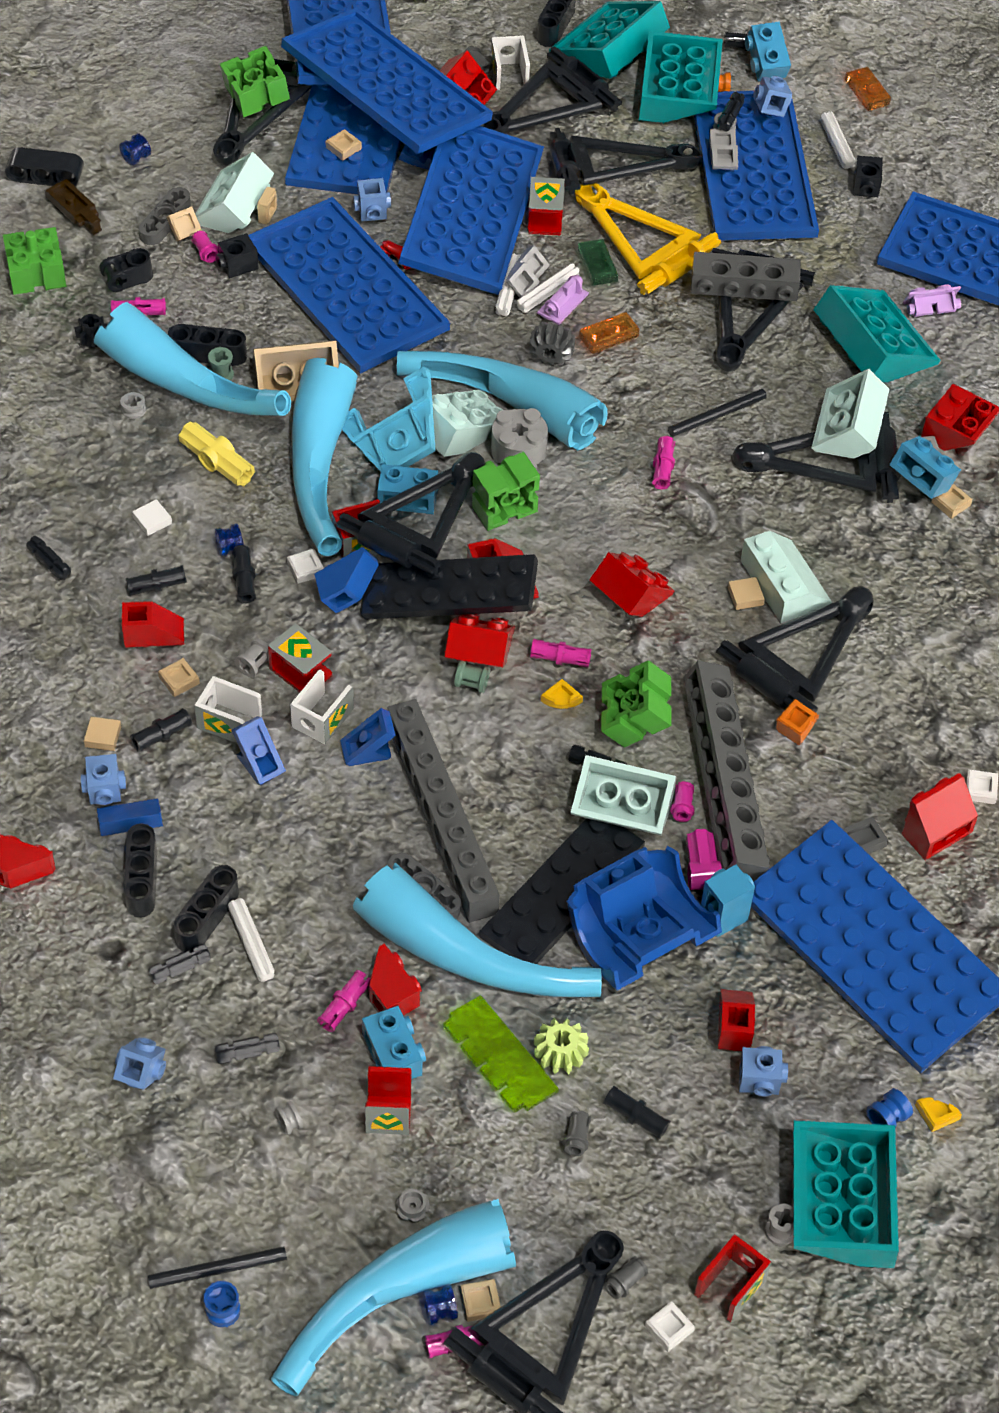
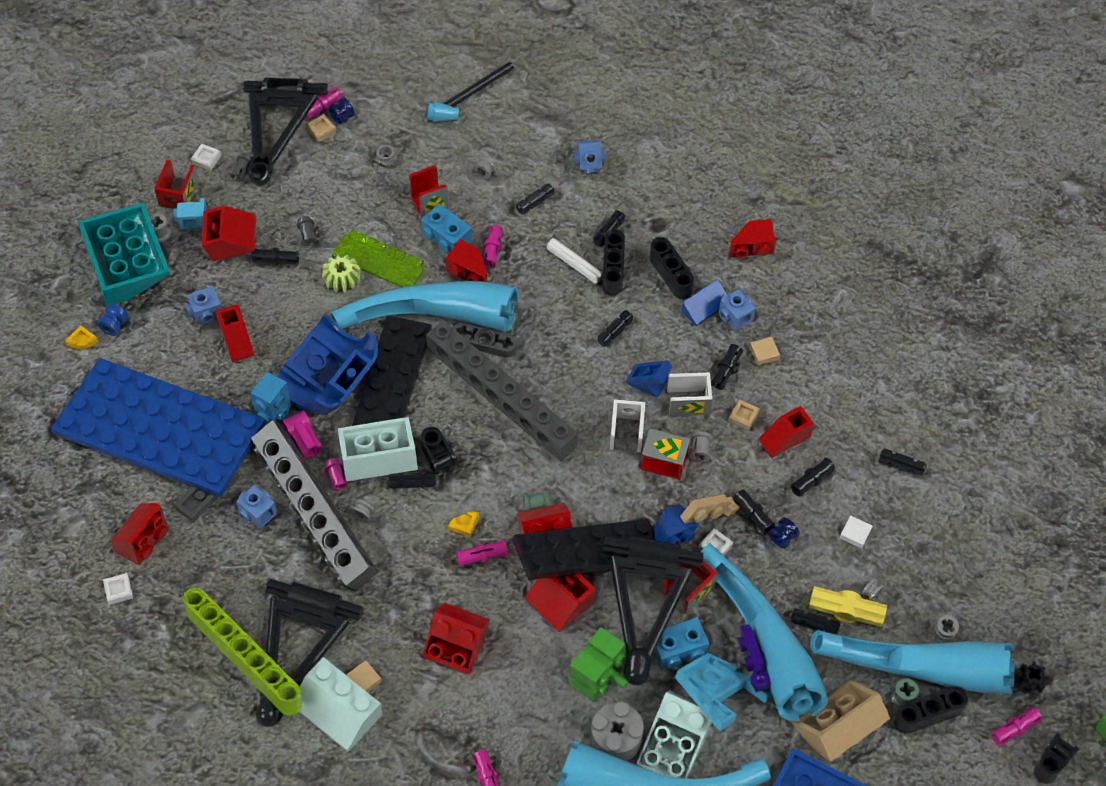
camera: 155 degrees right, 5 degrees up
(180, 456) = (873, 590): none -> light grey bush
(218, 1297) = (462, 64): blue wheel -> none
(257, 459) = (815, 621): none -> black axle
(258, 833) = (615, 328): none -> black axle
(294, 580) = (709, 508): none -> tan hinge
(299, 1238) = (441, 112): none -> medium azure cone
(347, 436) = (754, 660): none -> dark purple hinge
(369, 740) = (580, 417): blue slope -> none
(439, 1255) = (350, 129): medium azure brick -> none
(553, 777) = (439, 453): none -> black piece
(636, 704) = (399, 516): bright green brick -> none
(672, 748) = (361, 510): none -> light grey bush
(688, 1160) = (228, 232): none -> red slope
(726, 1220) = (190, 214): none -> medium azure brick
(793, 793) = (256, 506): none -> medium blue brick
(796, 722) = (276, 570): orange slope -> none
(868, 661) = (201, 609): none -> lime beam

